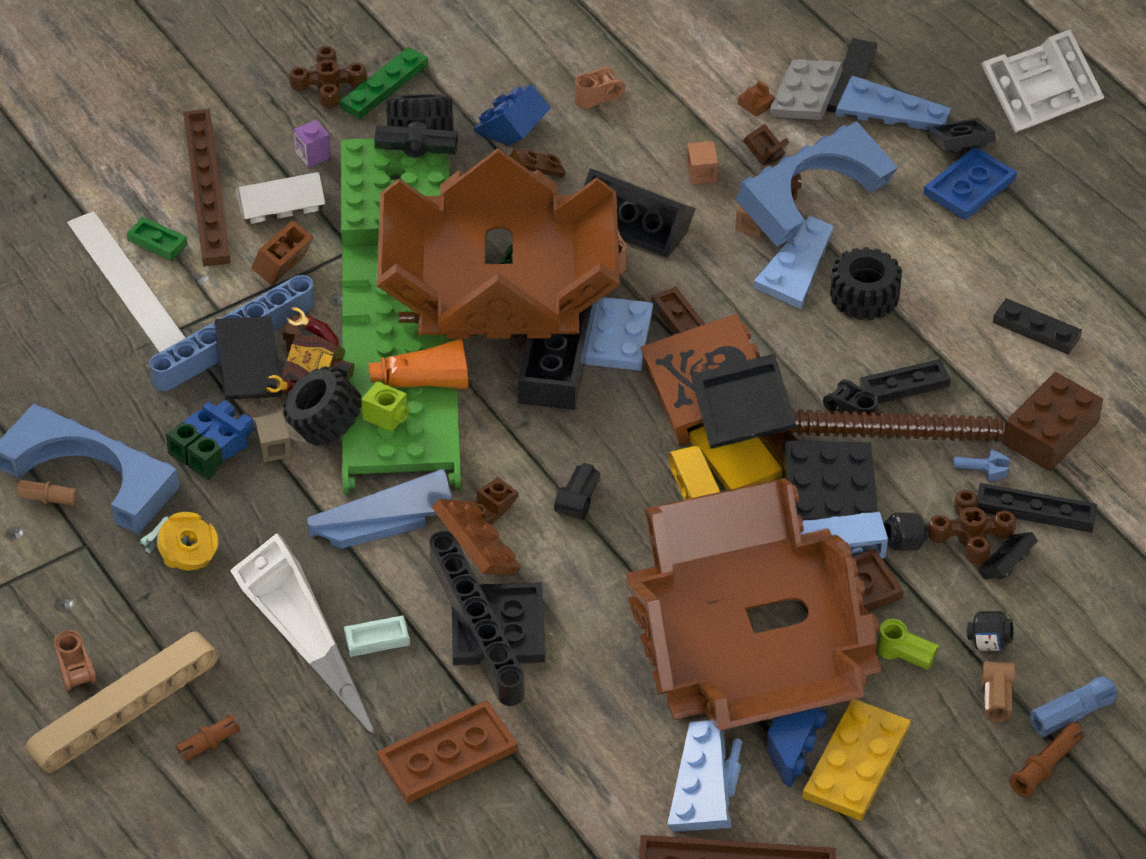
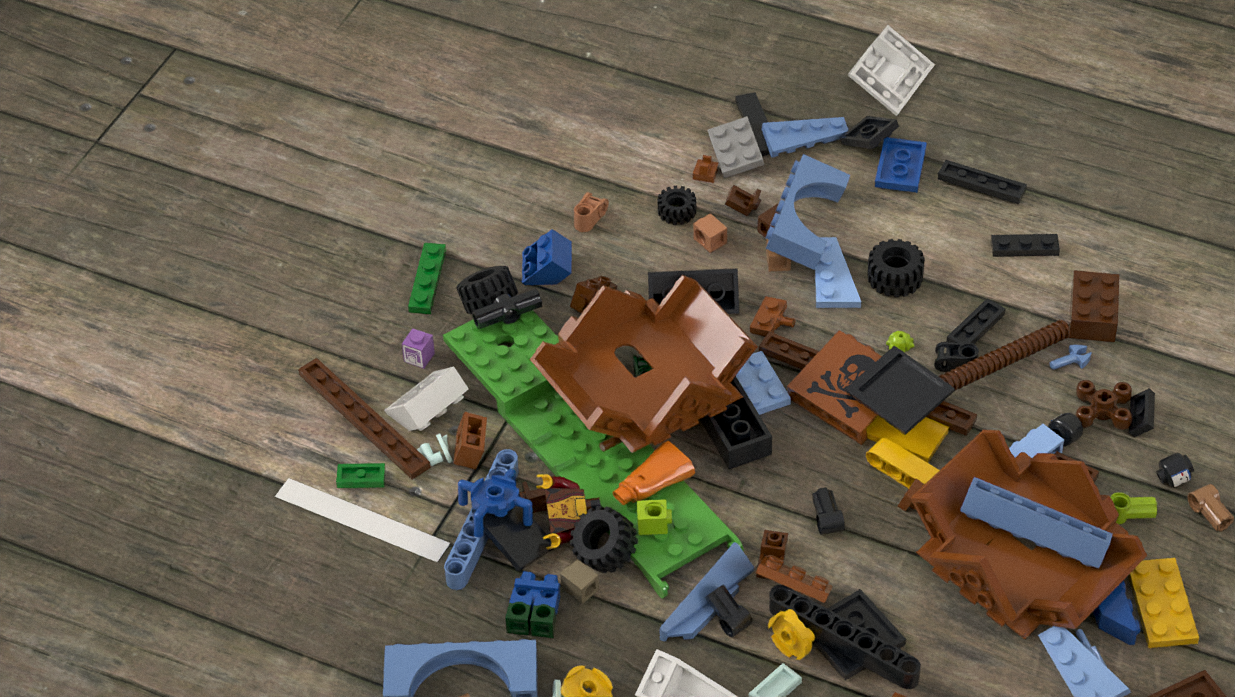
camera: 30 degrees left, 0 degrees up
(238, 247) = (436, 458): none -> light aqua piece
(247, 313) = (485, 500): none -> blue plate
(327, 76) = (384, 292): reddish brown gear -> none
(390, 542) = (732, 616): none -> black piece
(427, 595) = (791, 635): none -> yellow plate
(693, 110) = (676, 196): none -> black tyre
(694, 274) = (770, 317): none -> dark orange plate
(769, 602) = (1036, 523): none -> medium blue brick
(810, 362) = (901, 340): none -> lime animal
(831, 478) = (989, 409): black plate -> none
(1037, 507) = (1130, 370): black tile -> none
(1045, 239) = (982, 181): none -> black plate

